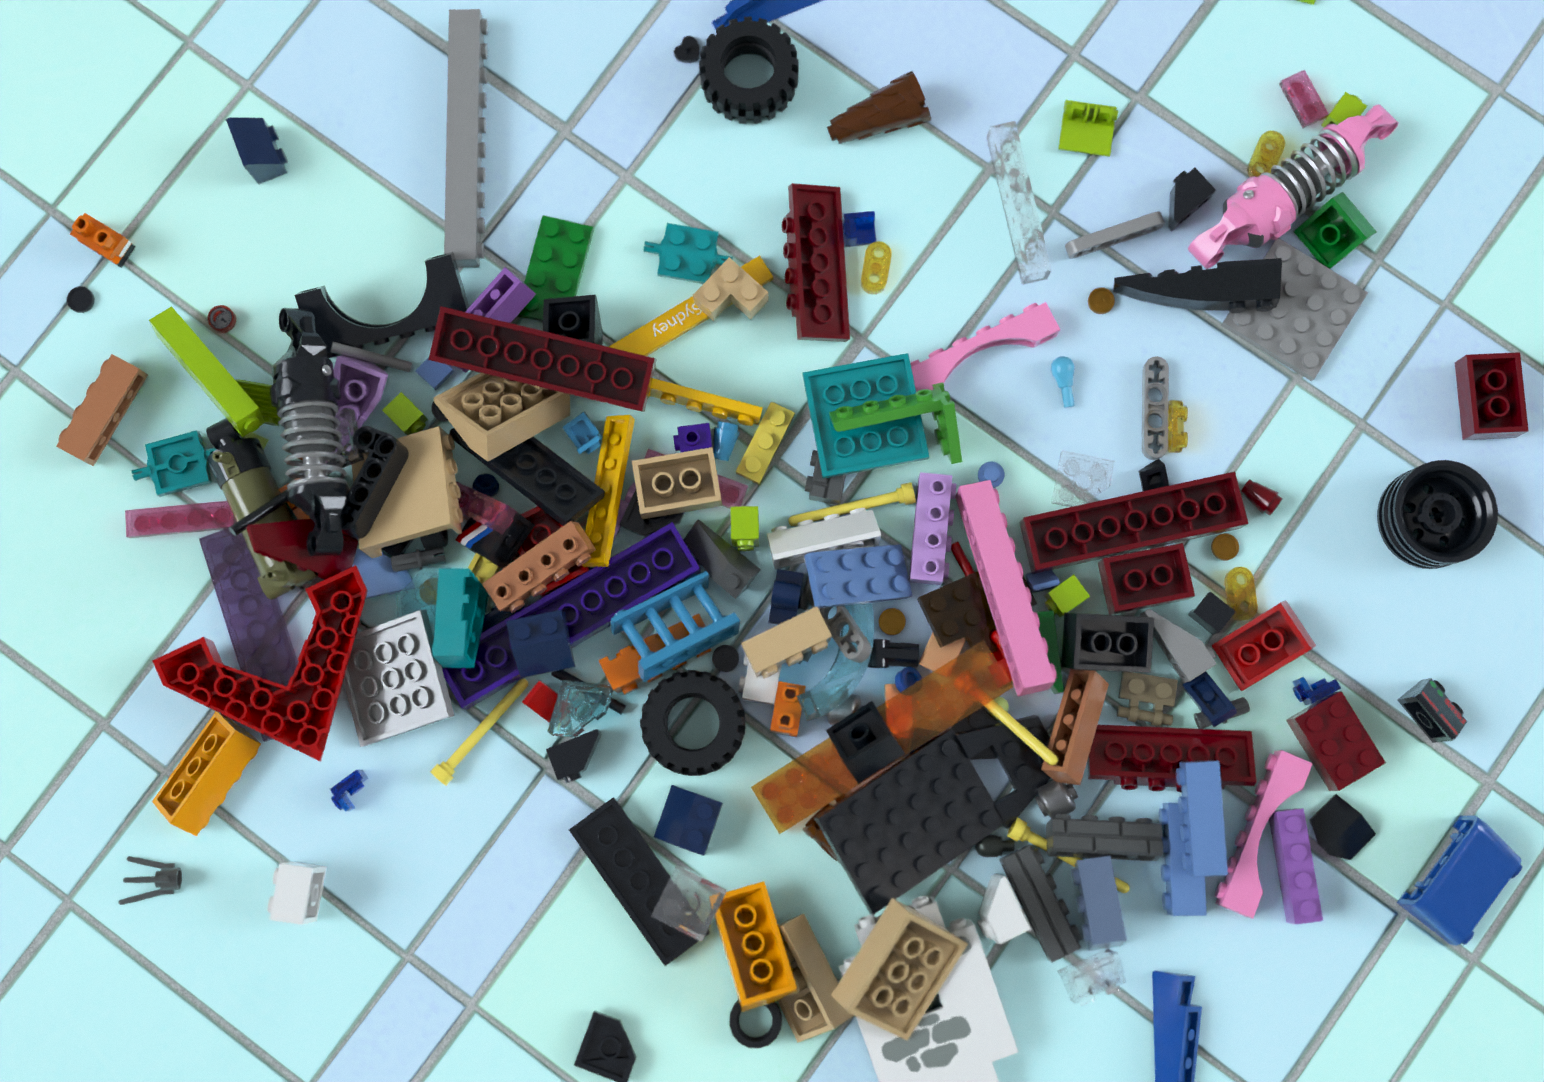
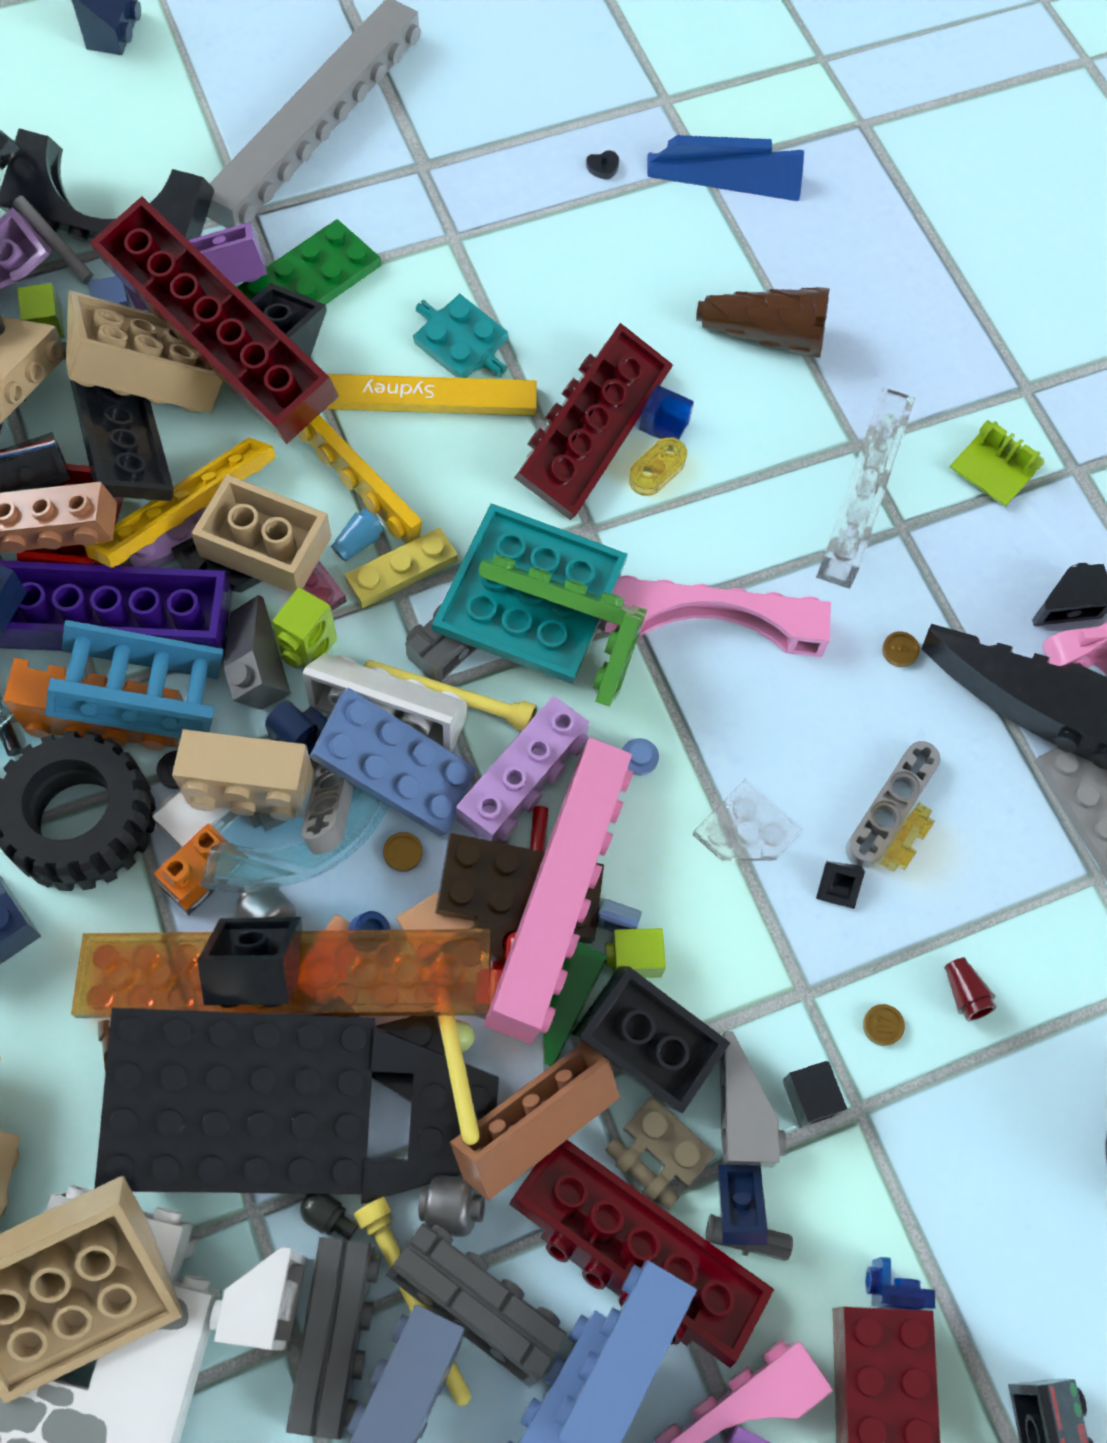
camera: 25 degrees right, 15 degrees down
(485, 509) = (28, 430): clear pink plate -> none
(486, 484) = (64, 427): dark blue plate -> none
(583, 433) = (208, 436): dark azure bracket -> none
(693, 437) = (336, 506): dark purple brick -> none
(728, 286) = (476, 382): tan brick -> none
(743, 39) = (656, 173): black tyre -> none
(893, 654) = (364, 880): black piece -> none
(1063, 372) = (803, 696): medium azure piece -> none
(1114, 235) = (961, 586): light grey beam -> none
(1133, 522) = (783, 916): dark red brick -> none
(1146, 579) = (754, 993): dark red brick -> none
(1240, 593) = (870, 1095): clear yellow plate -> none
(1263, 645) = (861, 1182): red slope -> none

